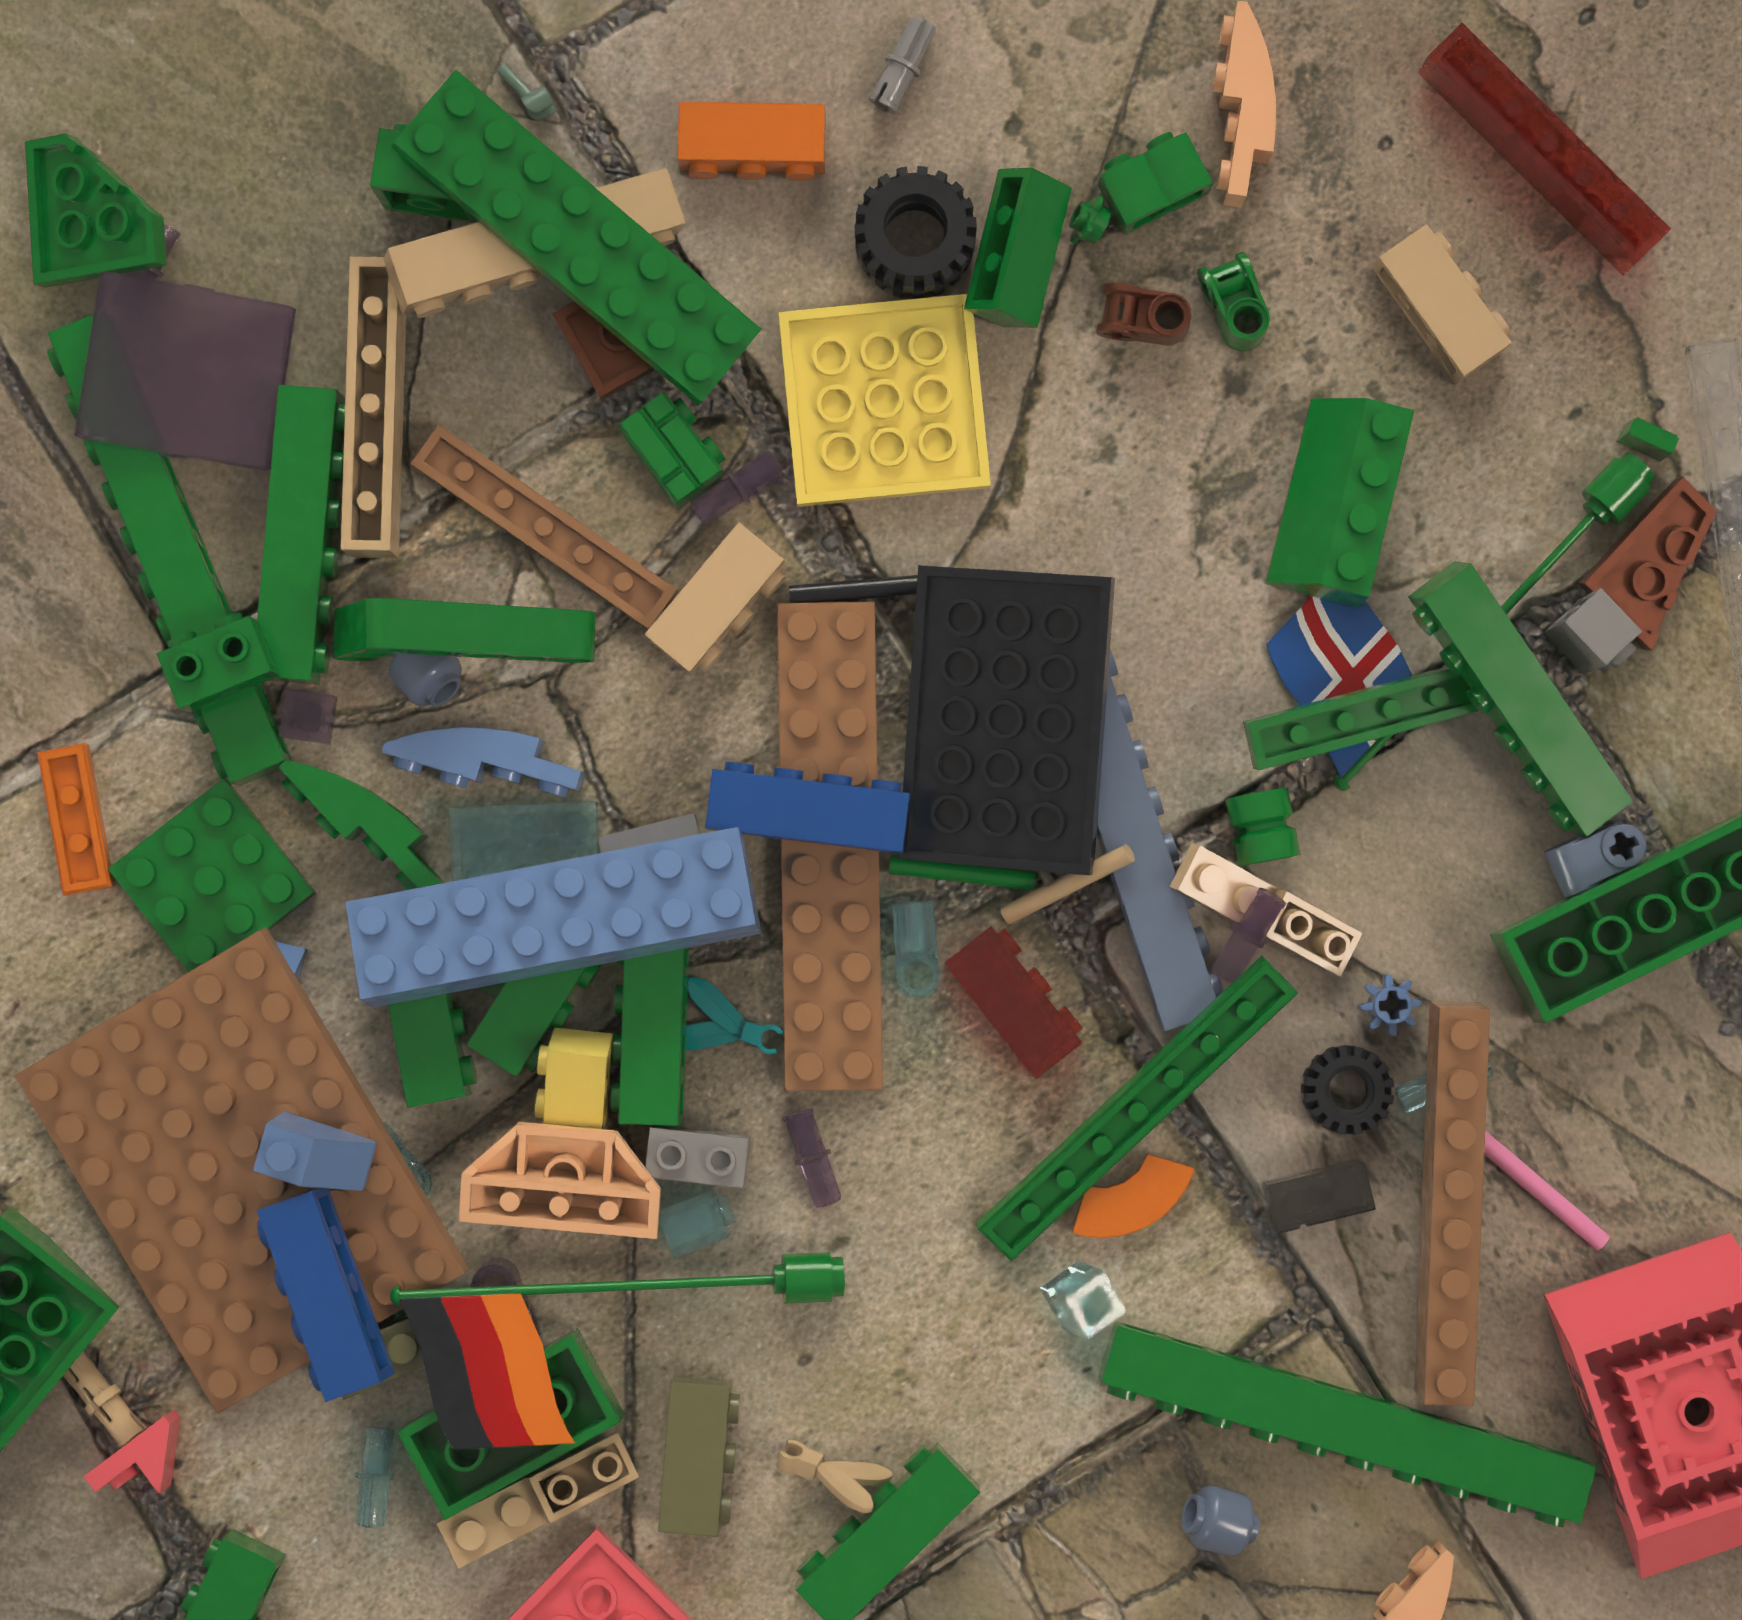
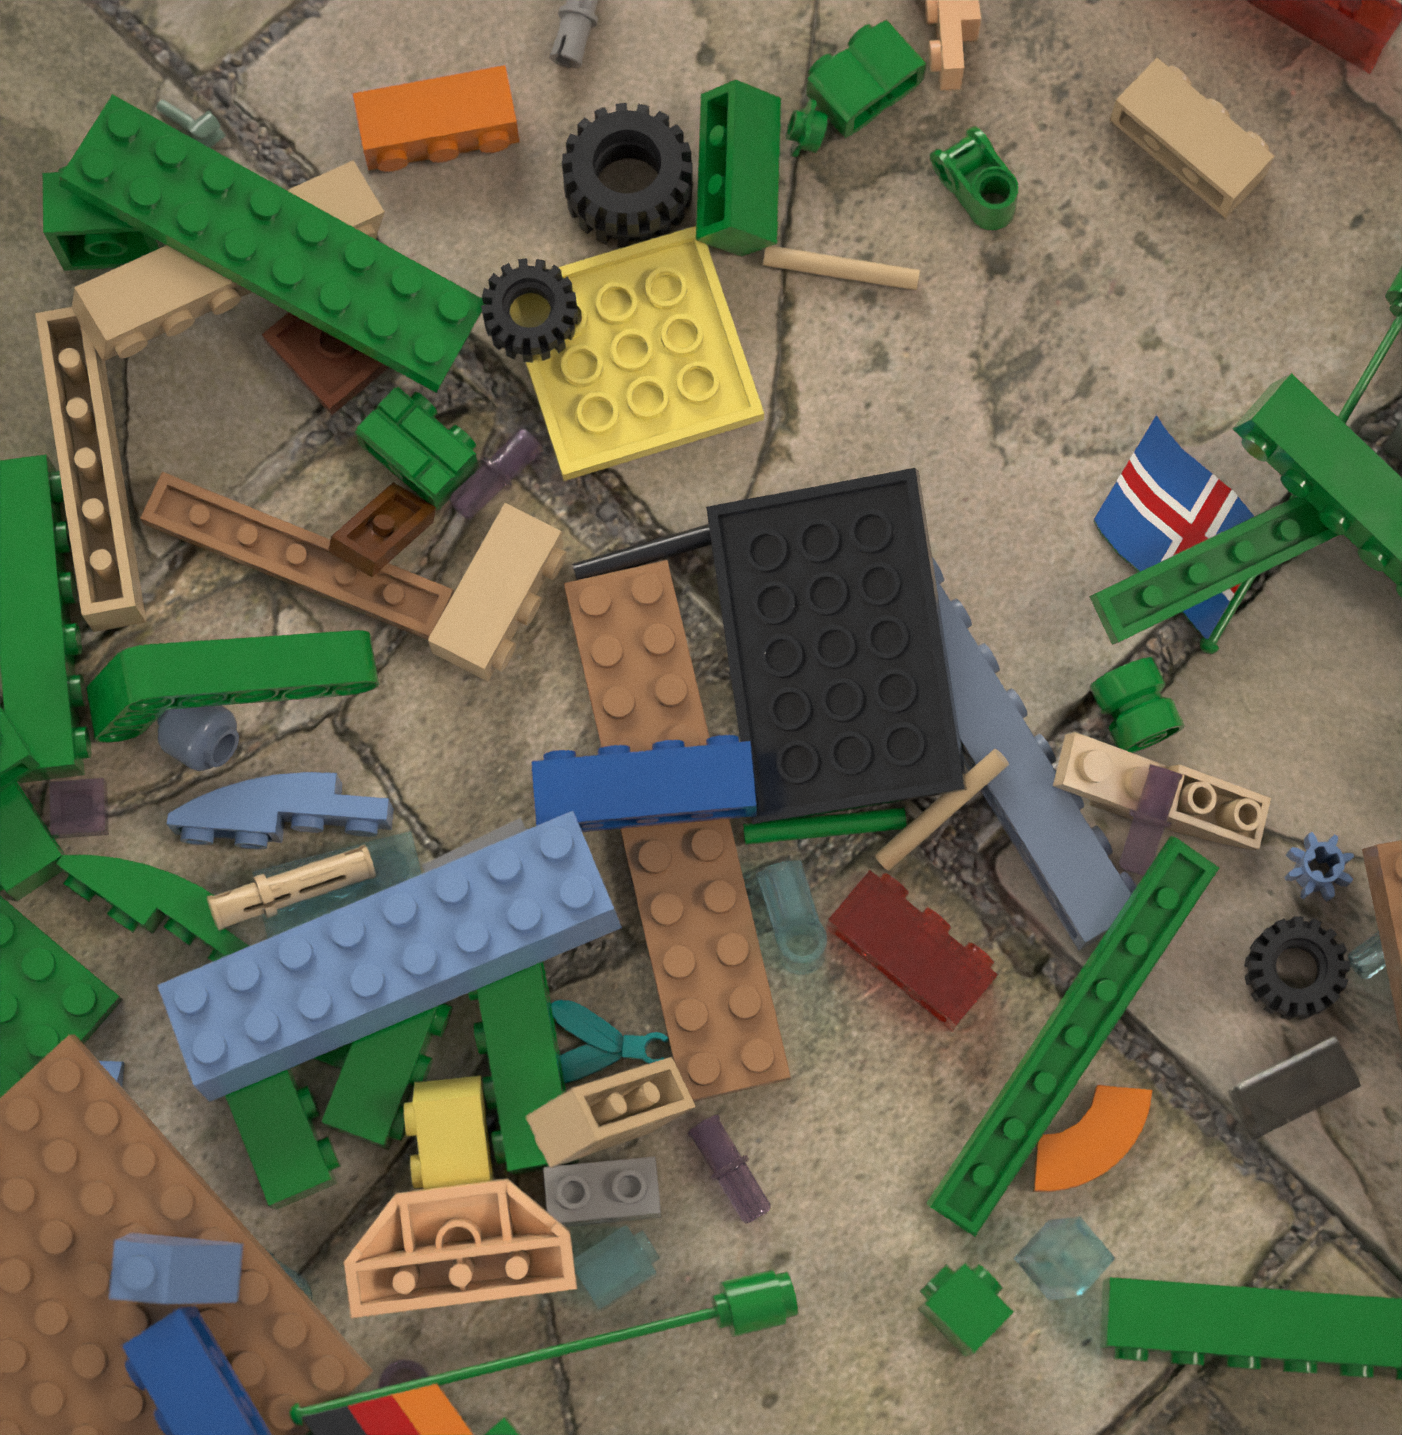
camera: 15 degrees left, 10 degrees down
(479, 833) = (291, 887): none -> tan pin
(624, 521) = (382, 529): none -> reddish brown plate
(717, 1094) = (610, 1111): none -> tan brick
(803, 316) = (526, 280): none -> black tyre
(987, 1323) = (965, 1306): none -> green brick
(1093, 359) = (841, 267): none -> tan bar
(1139, 315) = (881, 213): copper piece -> none
(1339, 498) = (1135, 352): green slope -> none

